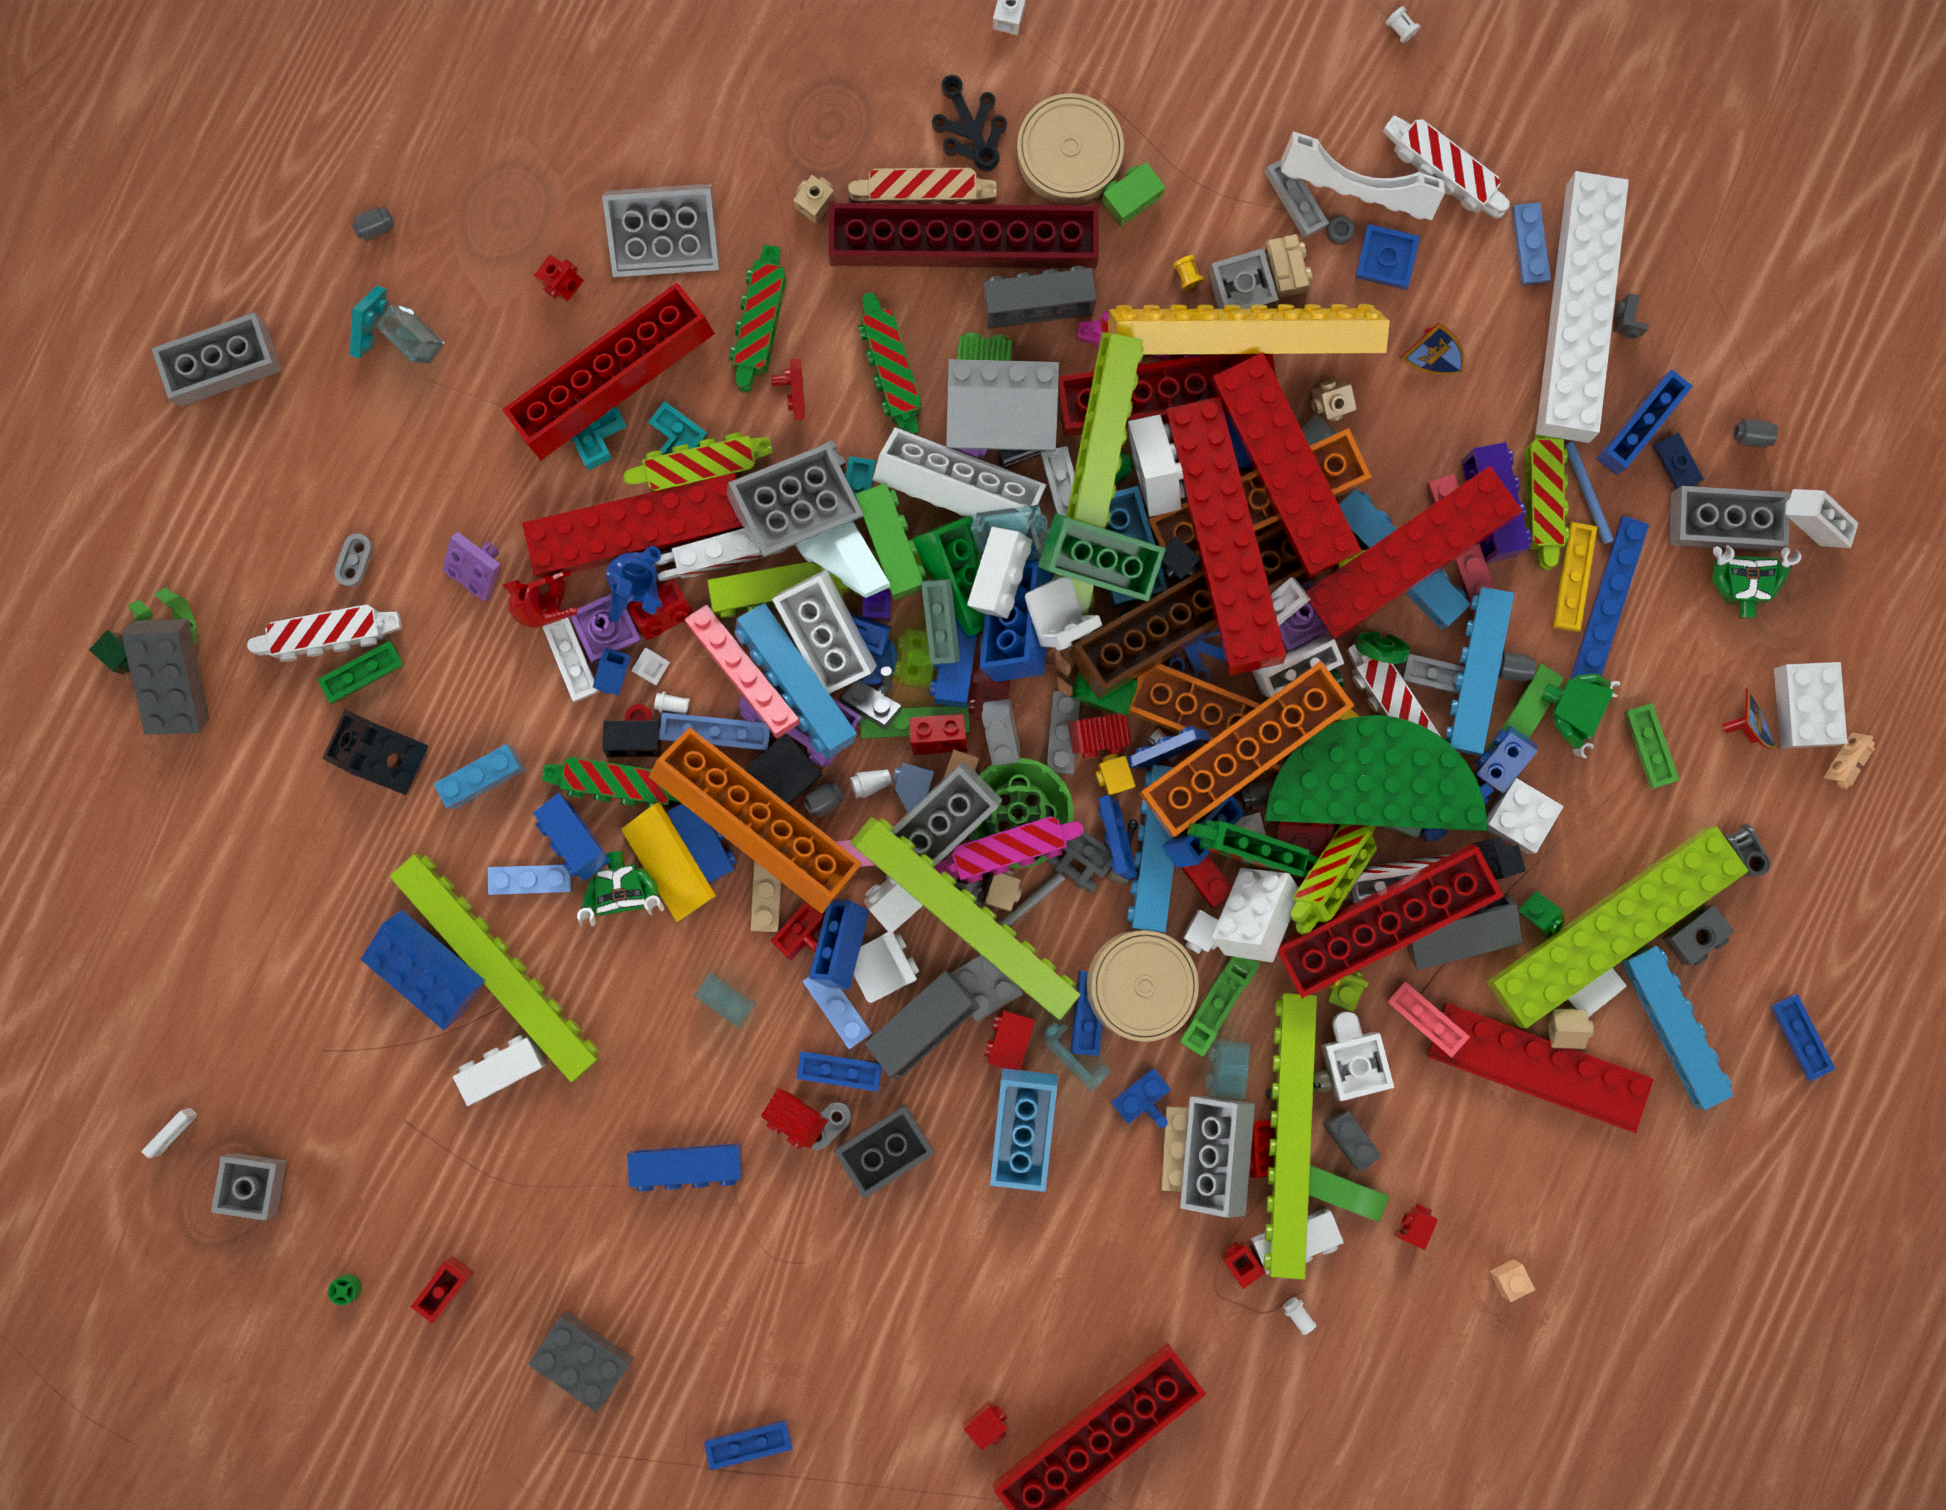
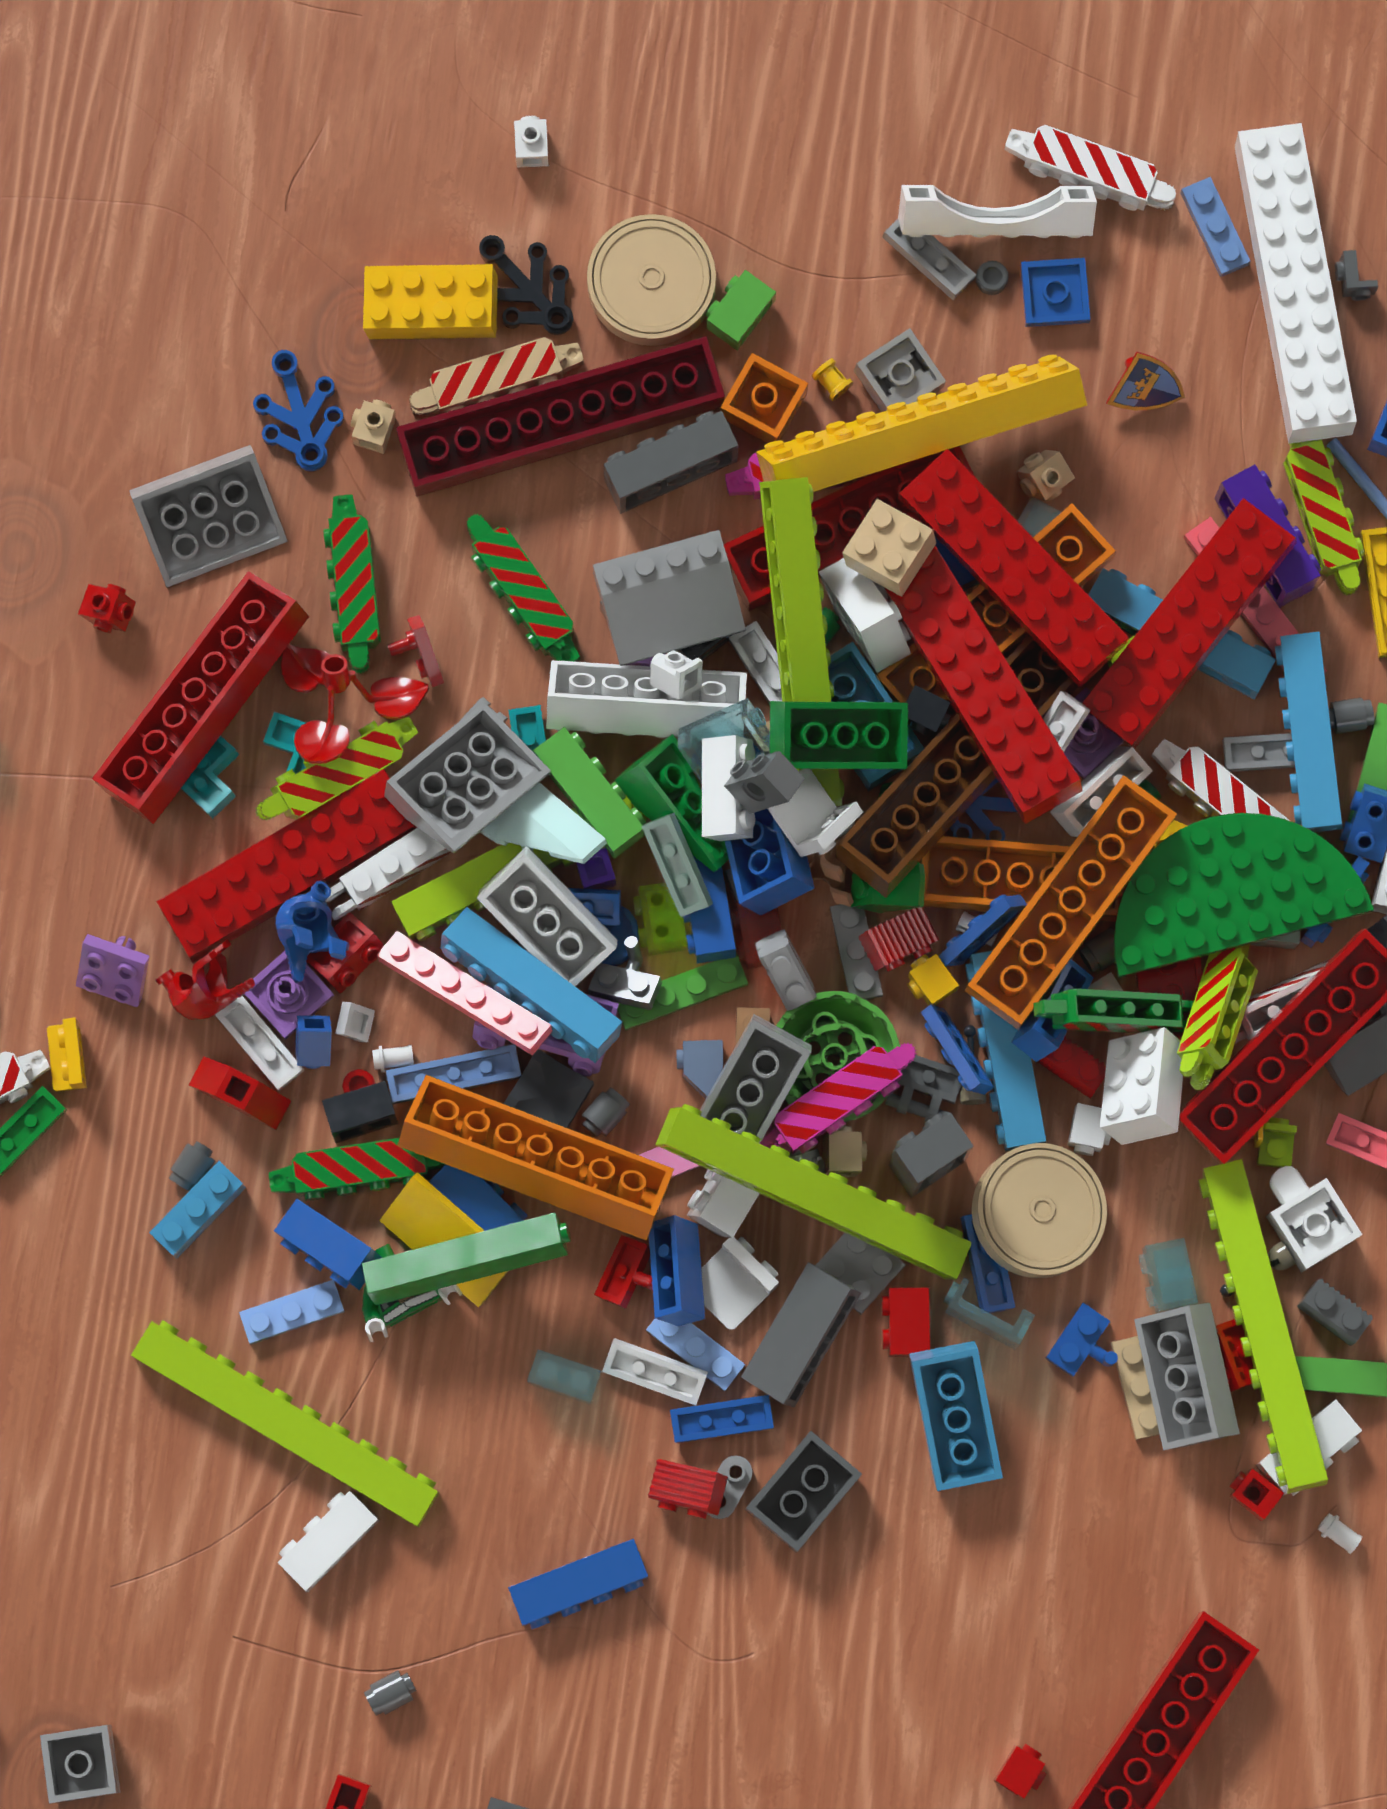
camera: 15 degrees left, 5 degrees down
(364, 748) = (62, 1218): black bracket -> none
(417, 623) = (66, 1055): none -> yellow bracket
(422, 969) = (204, 1450): blue brick -> none
(487, 739) = (191, 1165): none -> dark grey brick
(510, 1205) = (390, 1693): none -> dark grey brick
(542, 694) = (240, 1092): none -> red slope
(673, 884) = (466, 1258): none -> brick
(702, 374) = (307, 668): none -> red plant
(759, 174) = (300, 417): none -> blue plant
(765, 901) = (579, 1264): tan plate -> none
(798, 1017) = (655, 1371): none -> white plate
(869, 782) = (651, 1077): white cone -> none
(889, 112) = (430, 301): none -> yellow brick
(938, 734) = (713, 996): red bracket -> none
(977, 348) = (625, 540): bright green brick -> none
(988, 468) = (676, 674): none -> white brick
(1028, 576) = (763, 781): none -> dark grey brick
(1032, 900) = (884, 1151): light grey bar -> none
(1070, 917) = (931, 1154): none -> dark grey brick
(1128, 270) = (764, 399): none -> orange brick
(1190, 418) = (889, 547): none -> tan brick
(1218, 1003) = (1134, 1203): bright green slope -> none
(1288, 266) = (944, 338): tan brick -> none
(1383, 649) = (1194, 741): green tile -> none
(1402, 24) = (988, 21): white bush -> none

